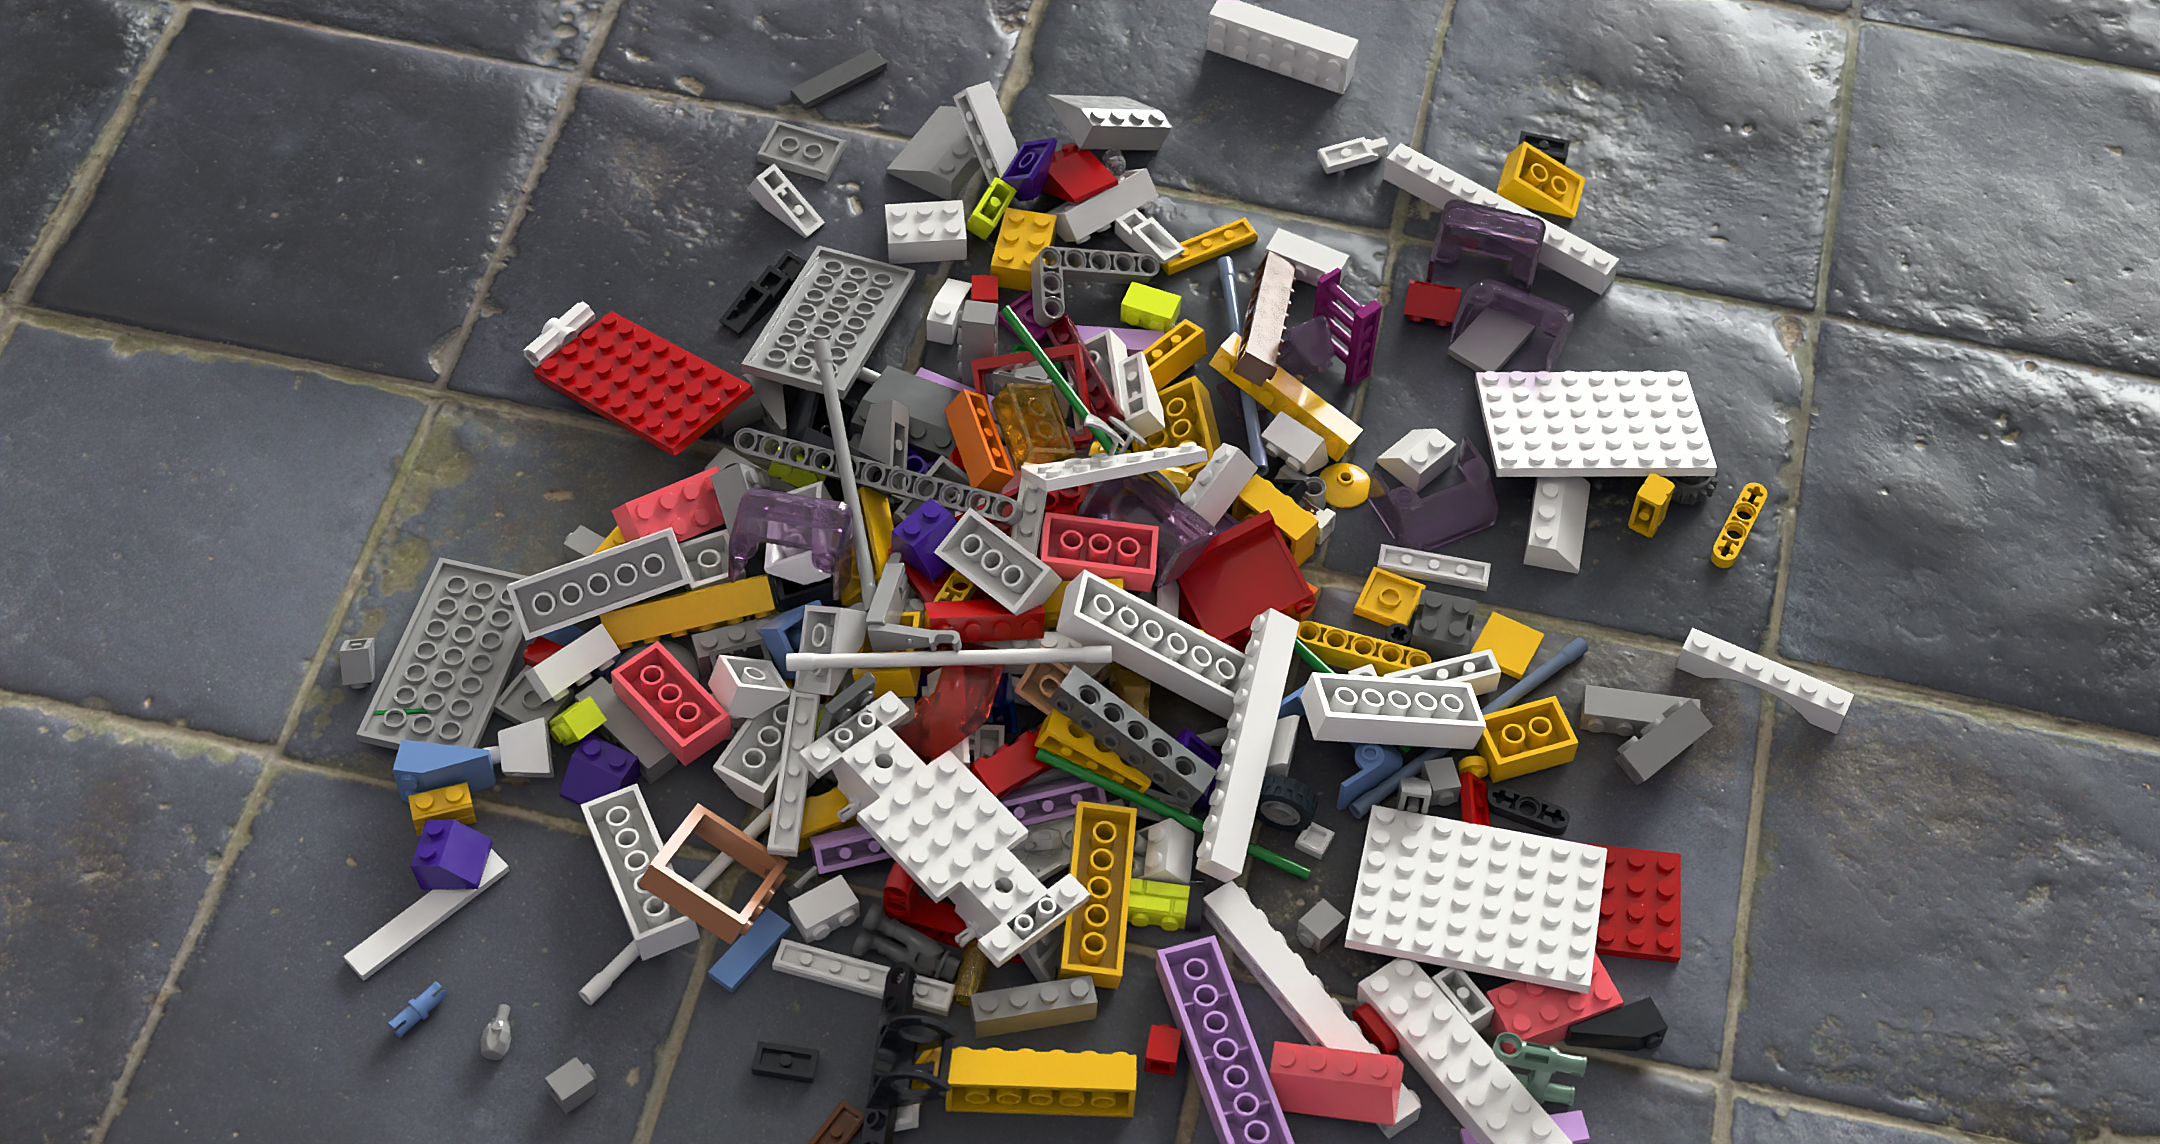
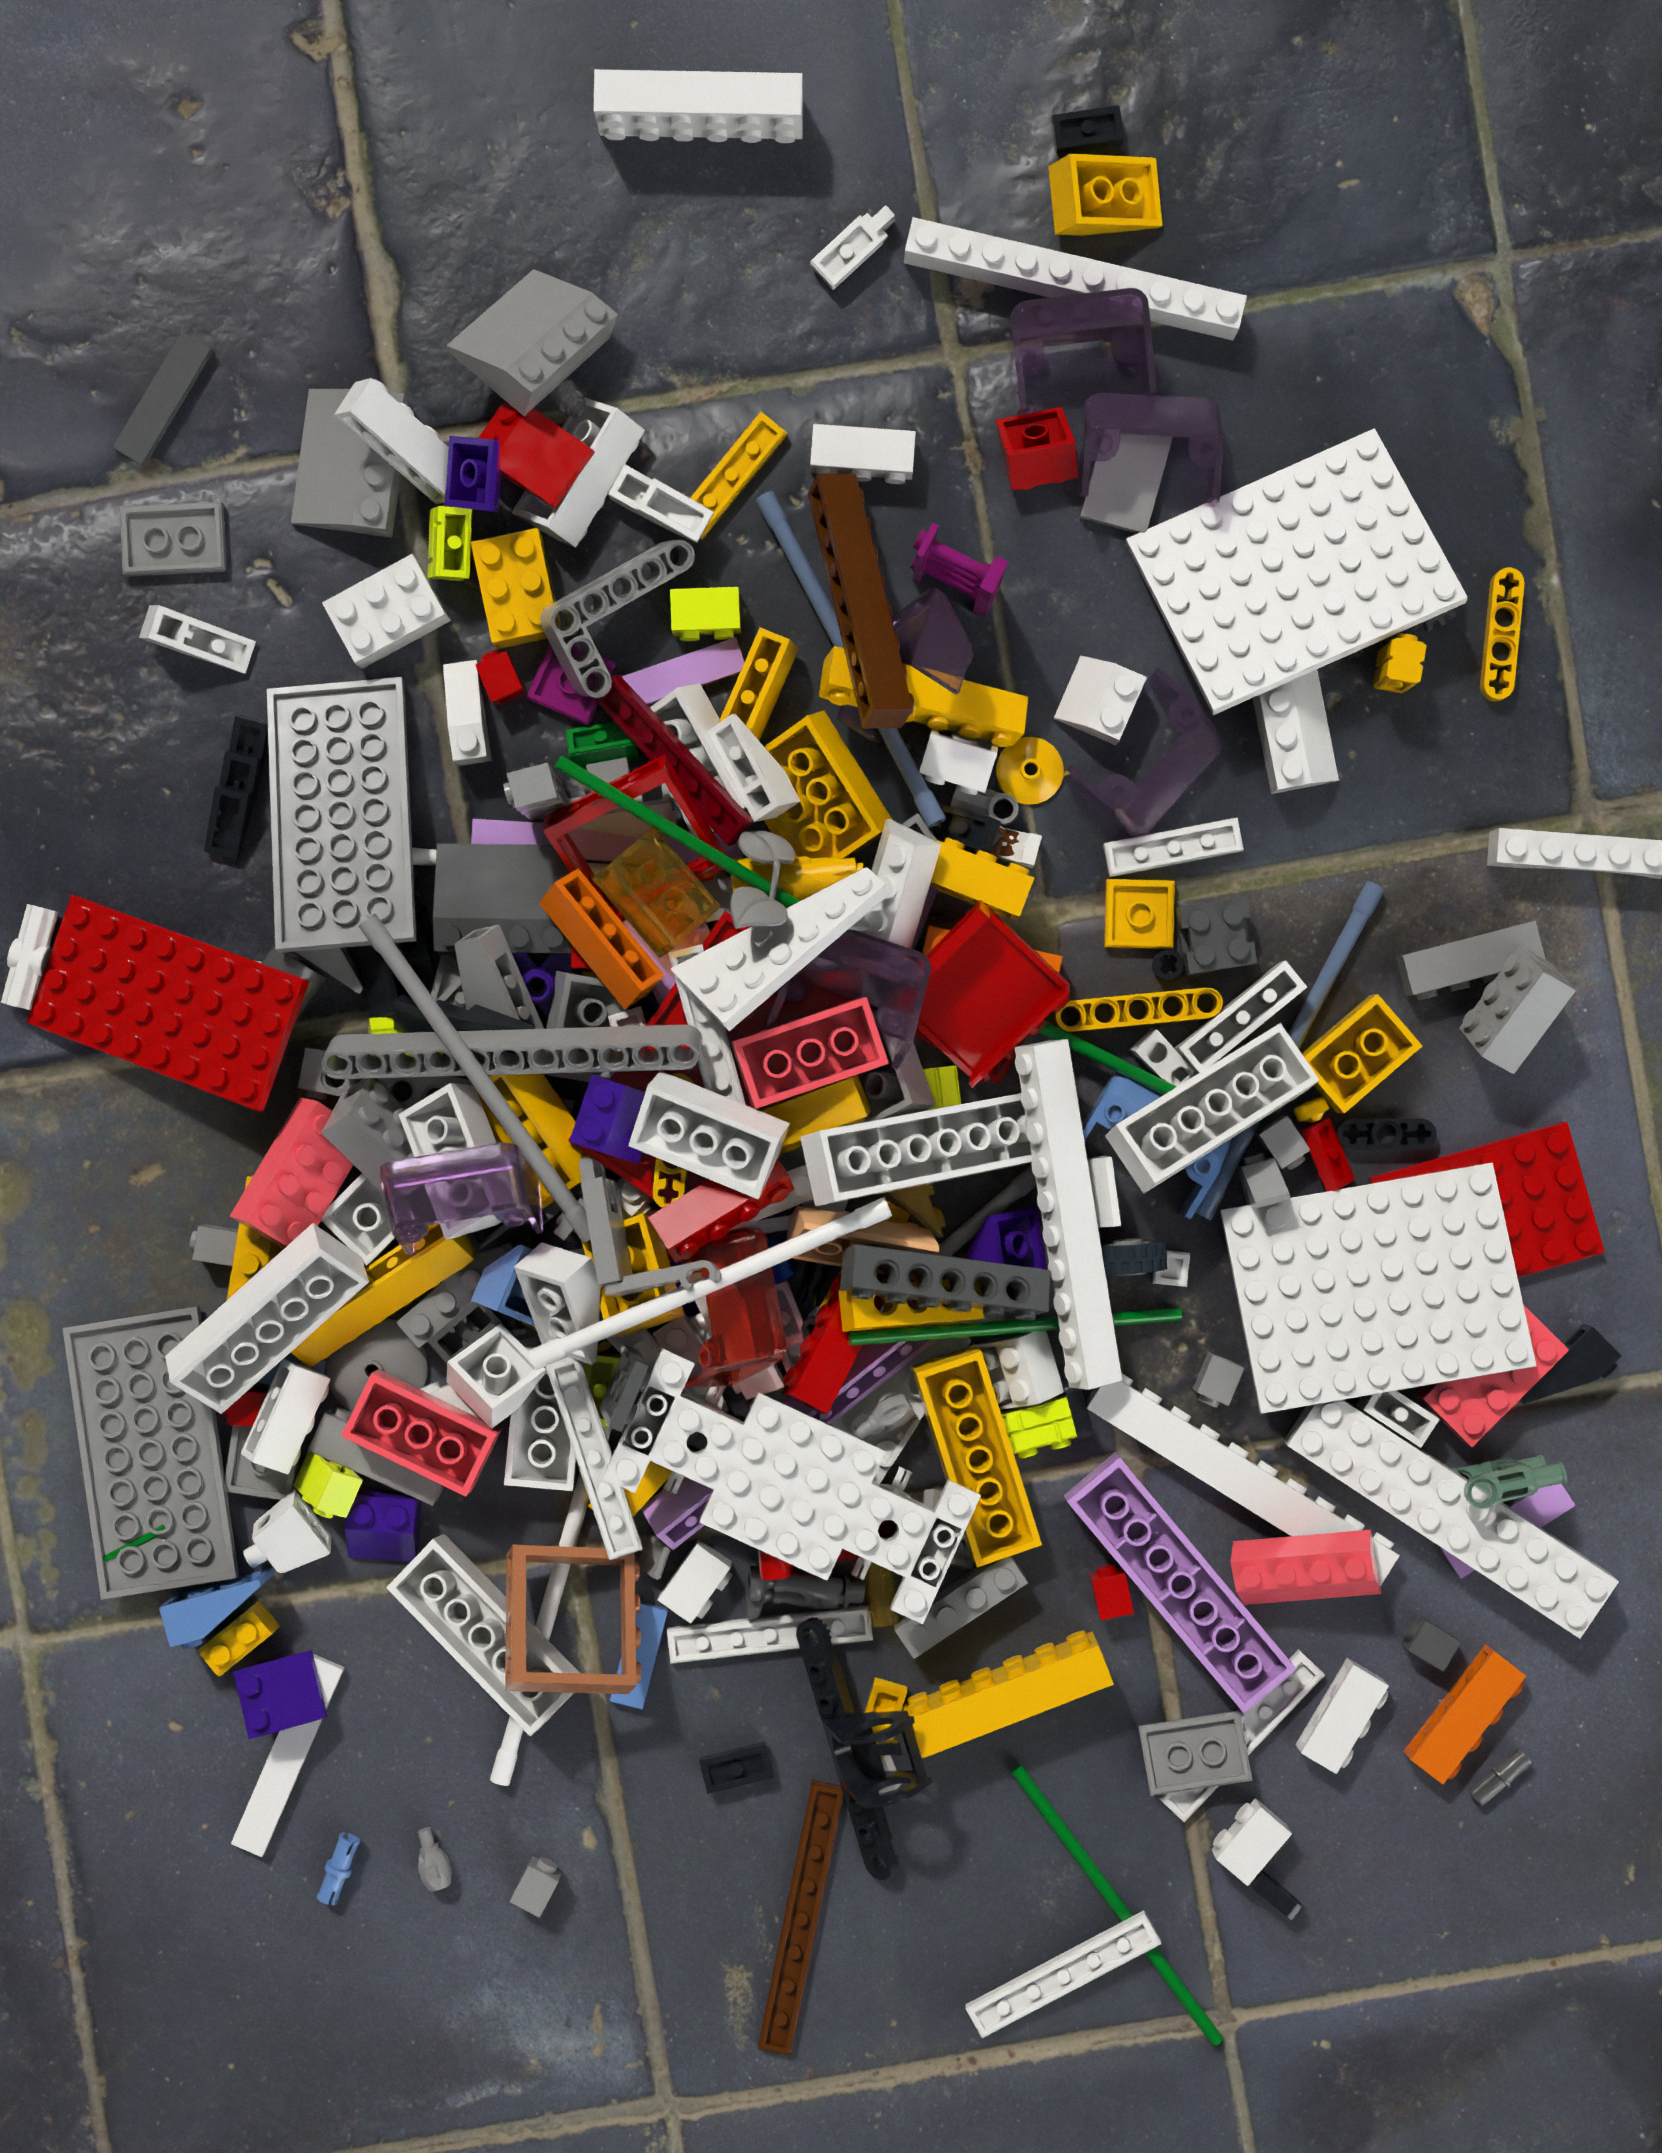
camera: 20 degrees left, 35 degrees up
(357, 662) = (47, 1496): light grey slope -> none
(1375, 1029) = (1317, 1476): red beam -> none
(1510, 643) = (1292, 922): yellow tile -> none

